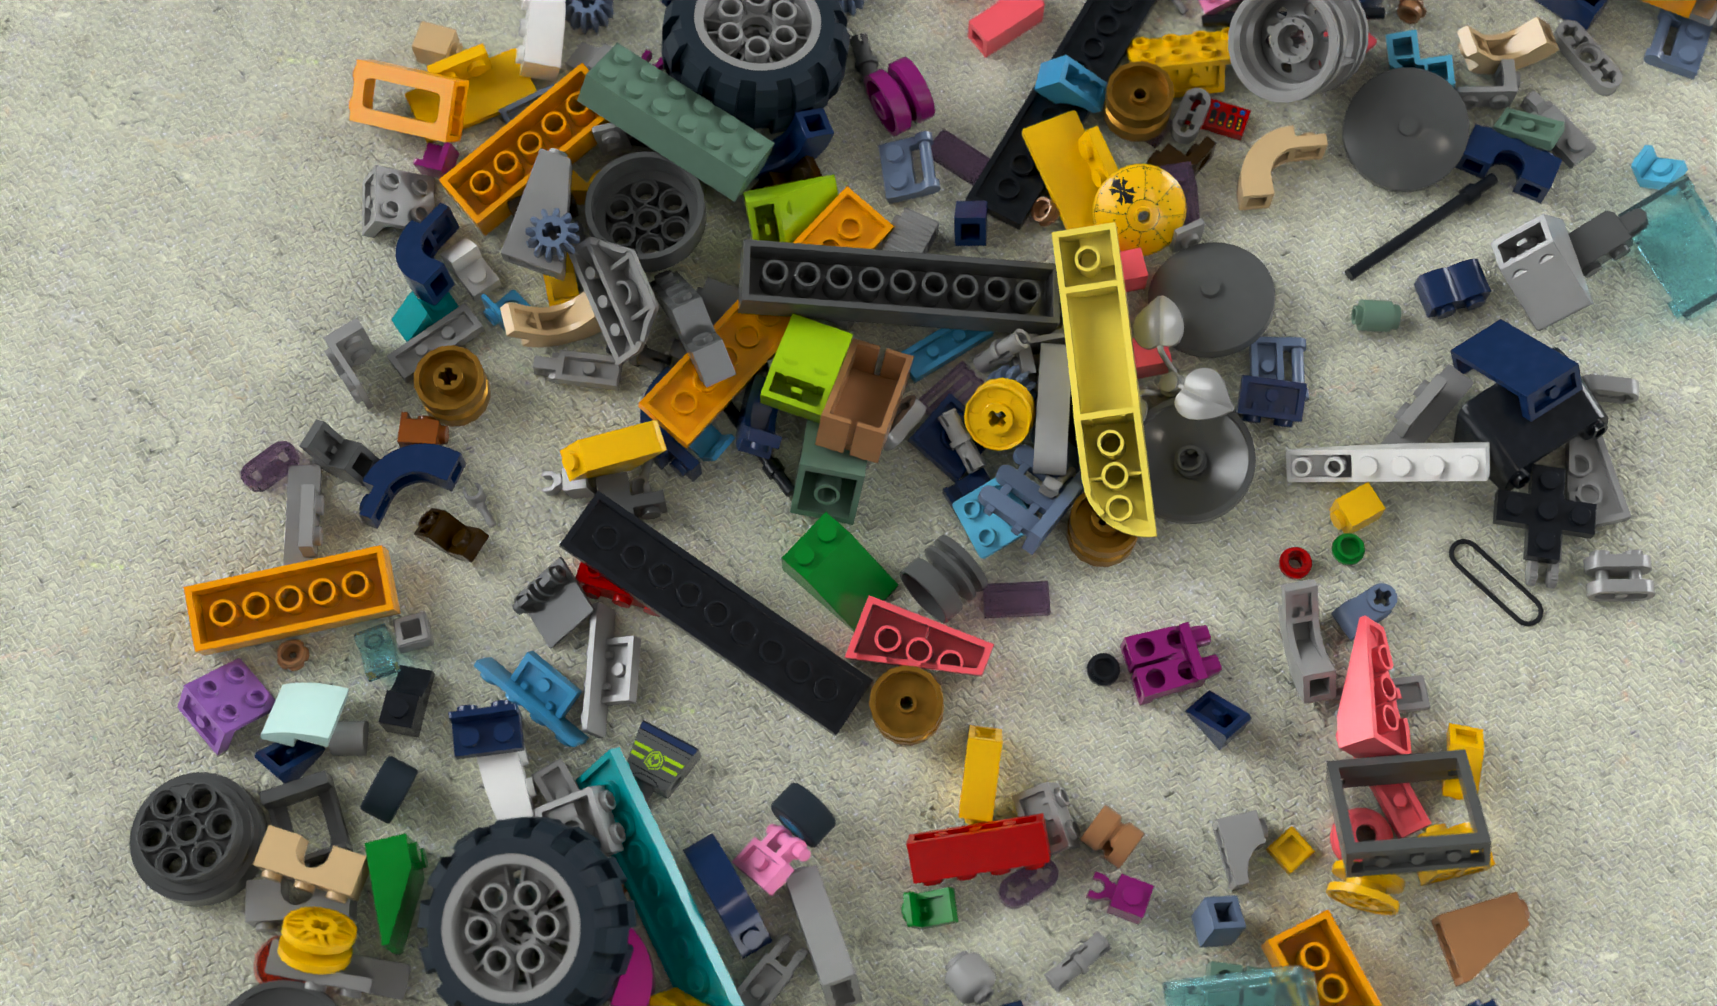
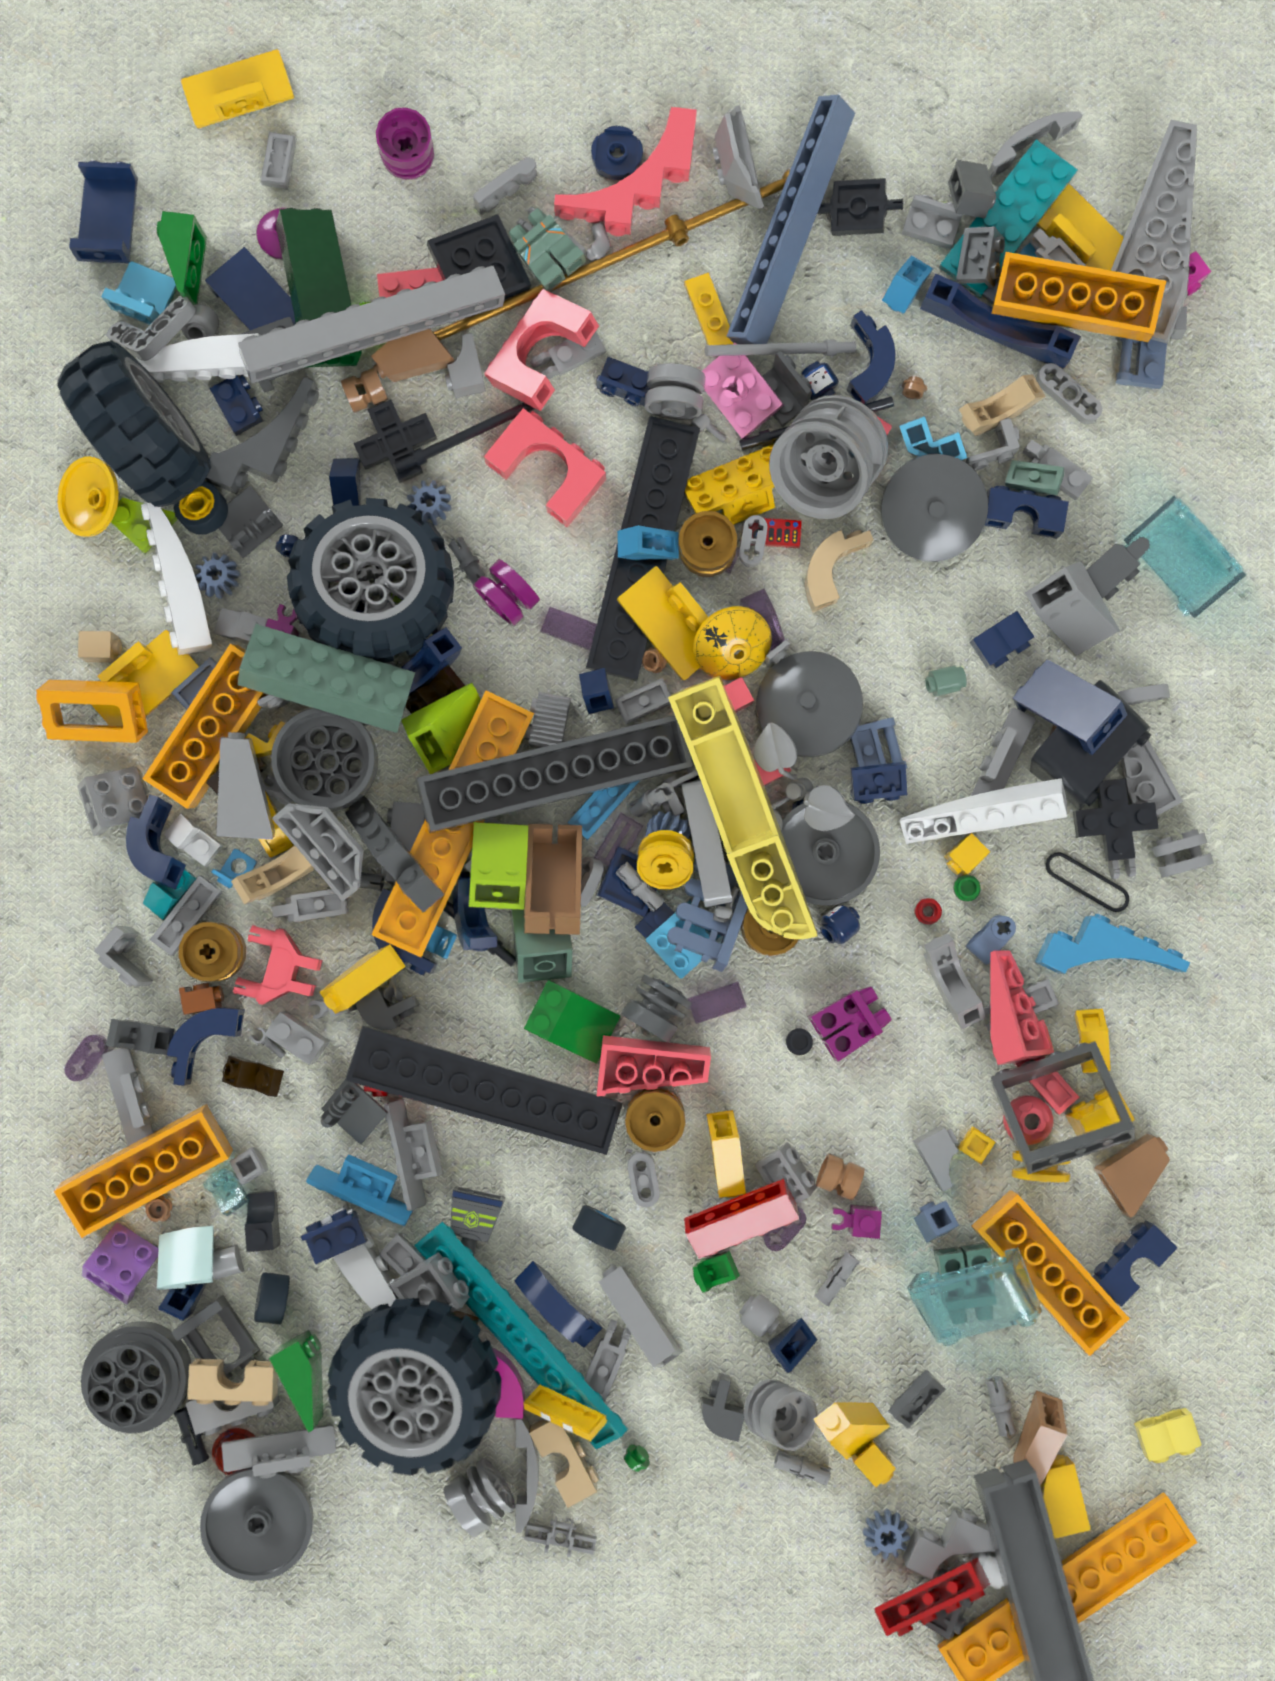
camera: 20 degrees left, 15 degrees up
(237, 951) = (198, 1452): none -> black pin
(317, 940) = (257, 1440): yellow wheel -> none
(437, 160) = (135, 754): magenta panel -> none
(516, 504) = (297, 1037): none -> light grey brick
(522, 429) = (281, 968): none -> coral connector
(542, 242) = (255, 823): sand blue gear -> none
(764, 865) = (580, 1277): bright pink plate -> none
(872, 777) = (643, 1179): none -> light grey plate
(899, 168) = (524, 655): sand blue plate -> none
(1025, 247) = (643, 701): none -> light grey plate
(1186, 547) = (840, 924): none -> dark blue head
(1197, 154) = (748, 586): dark brown slope -> none
(1218, 718) = (897, 1058): dark blue slope -> none
(1467, 196) = (997, 550): black bar -> none
(1506, 653) = (1104, 941): none -> dark azure arch
(1655, 171) = (1147, 487): medium azure bracket -> none

